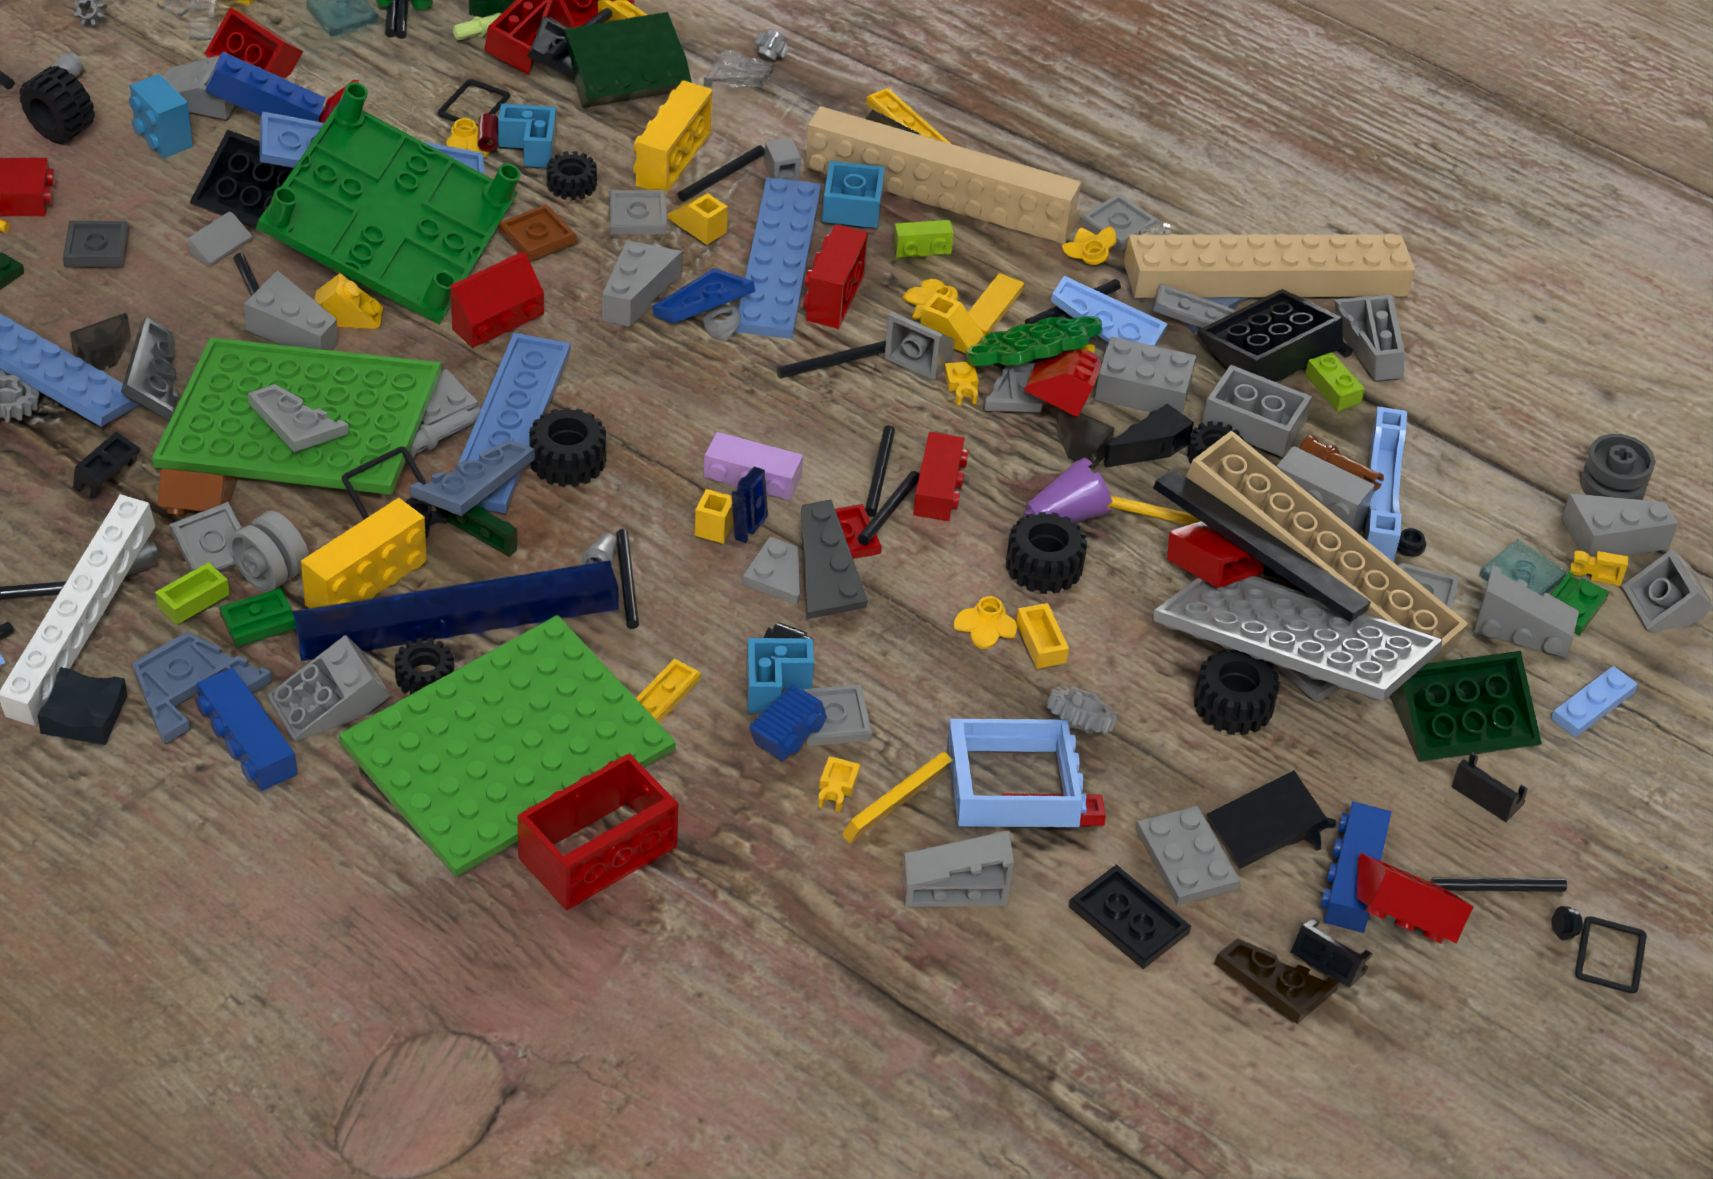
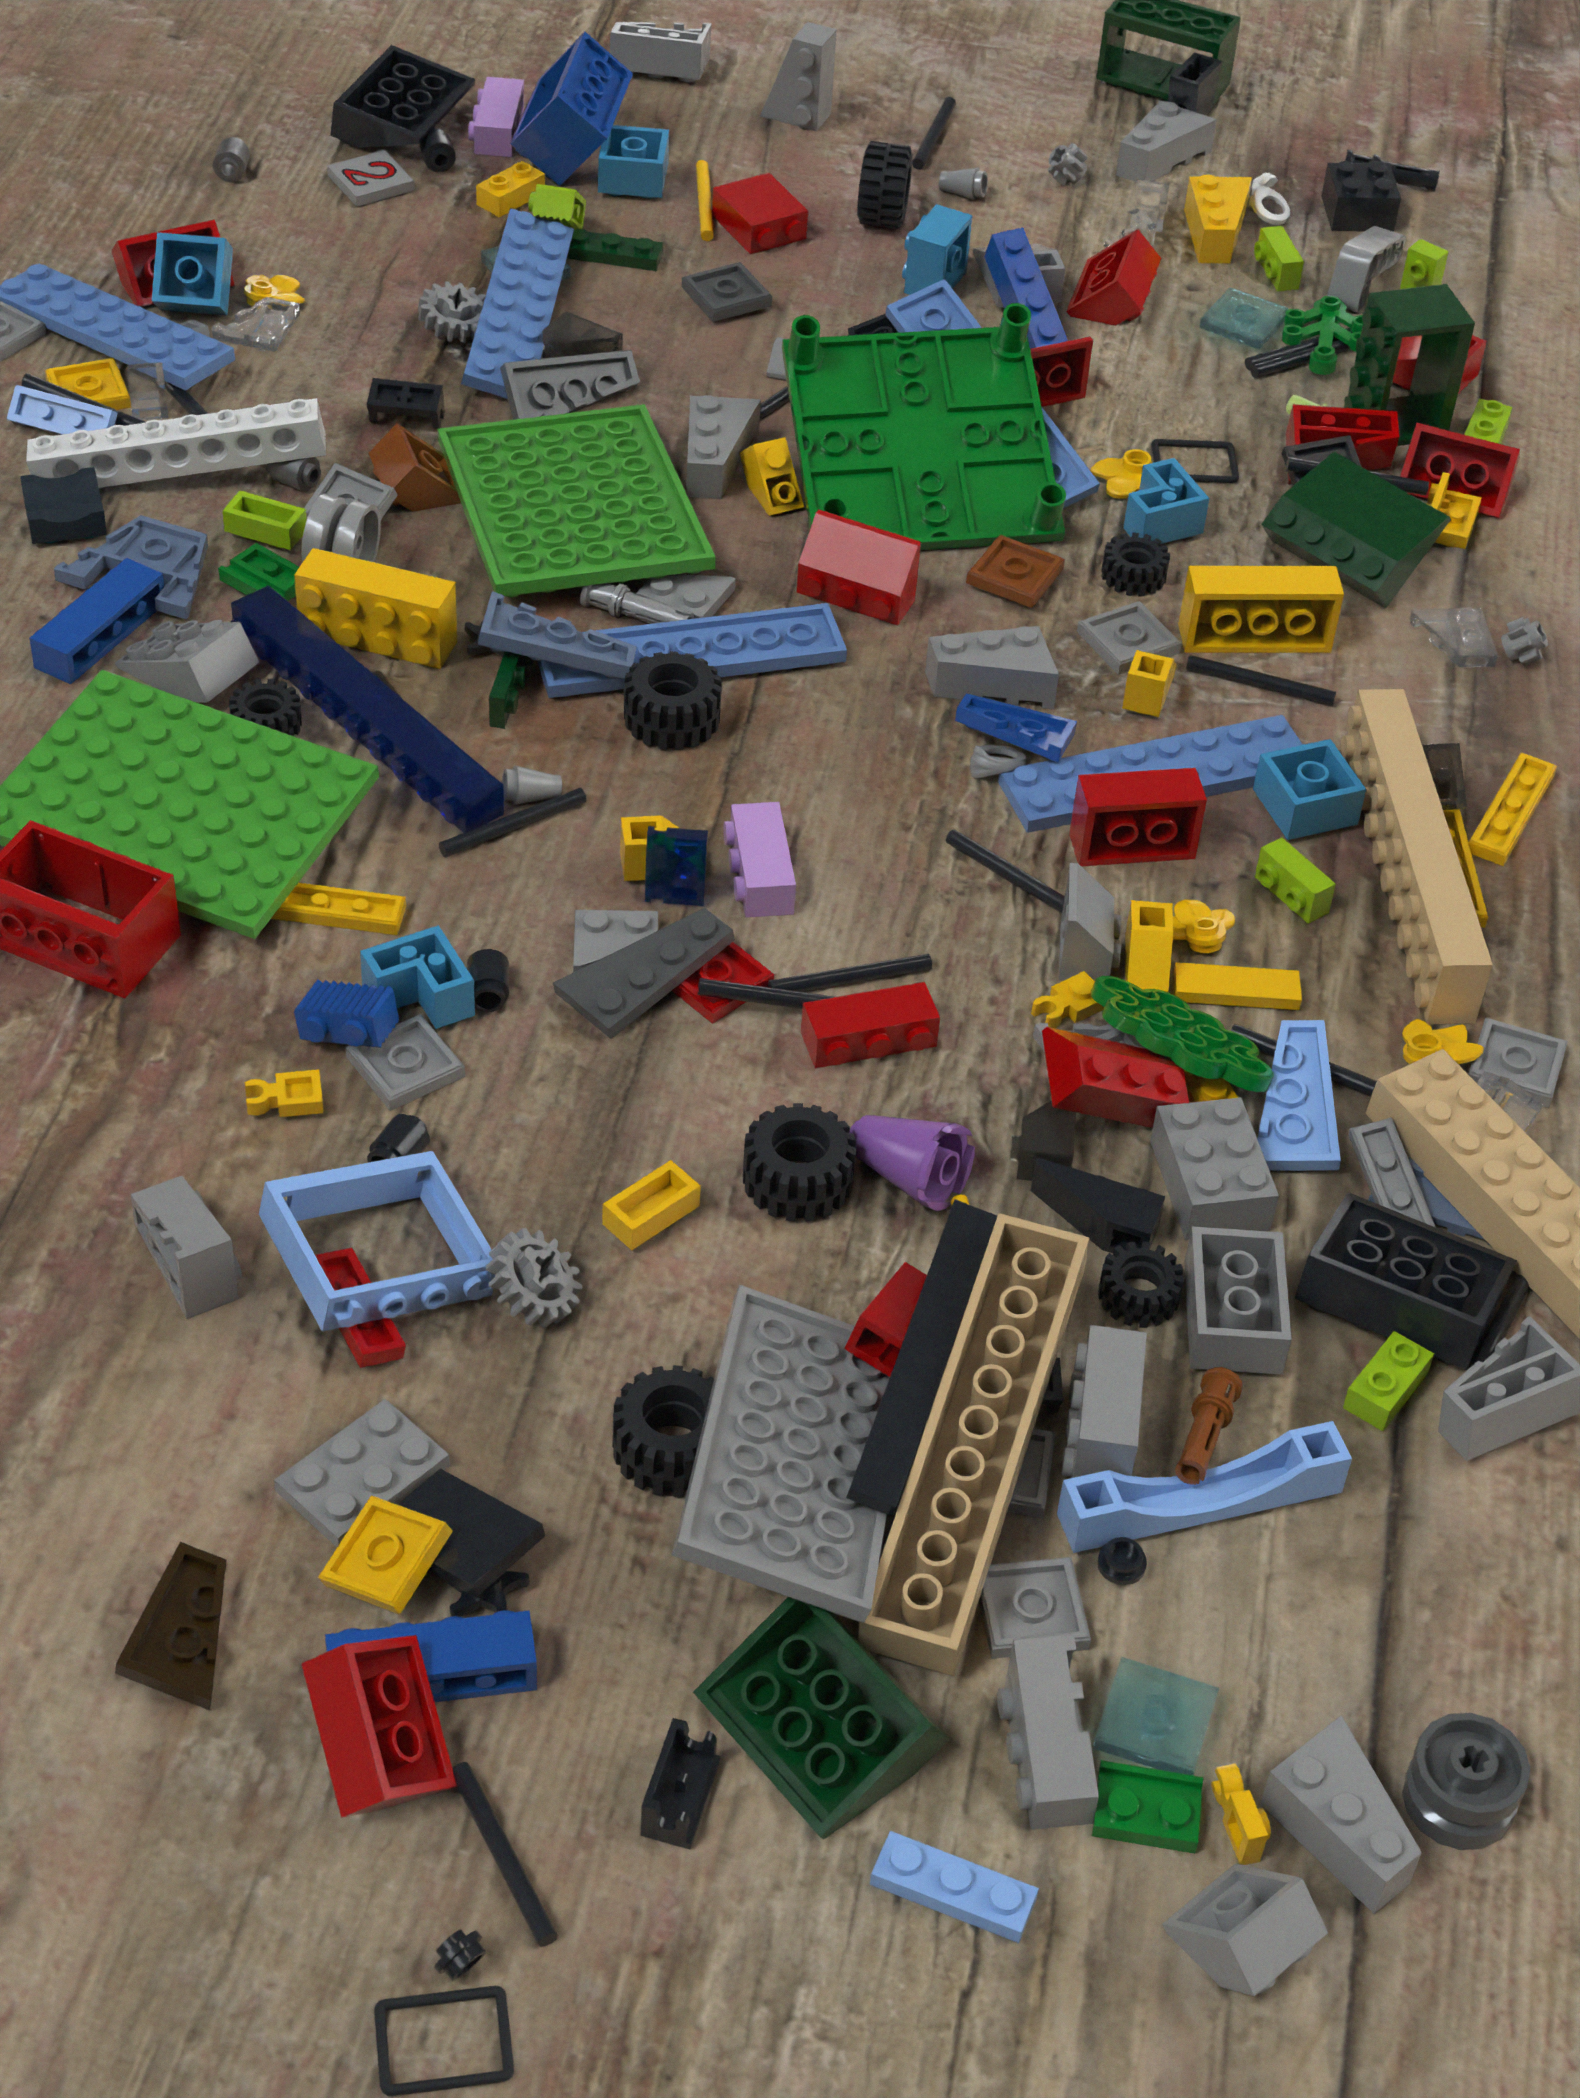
camera: 65 degrees right, 0 degrees up
(293, 421) = (543, 486): light grey wing -> none
(350, 489) = (510, 557): black piece -> none
(487, 131) = (1129, 477): dark red piece -> none
(782, 159) = (1321, 715): light grey brick -> none
(896, 797) = (274, 1145): yellow tile -> none
(920, 739) = (400, 1137): none -> black brick
(986, 622) = (648, 1147): yellow plate -> none
(1129, 916) = (223, 1443): black tile -> none
(1271, 858) = (385, 1554): none -> yellow tile
(1329, 954) = (251, 1672): black hinge -> none

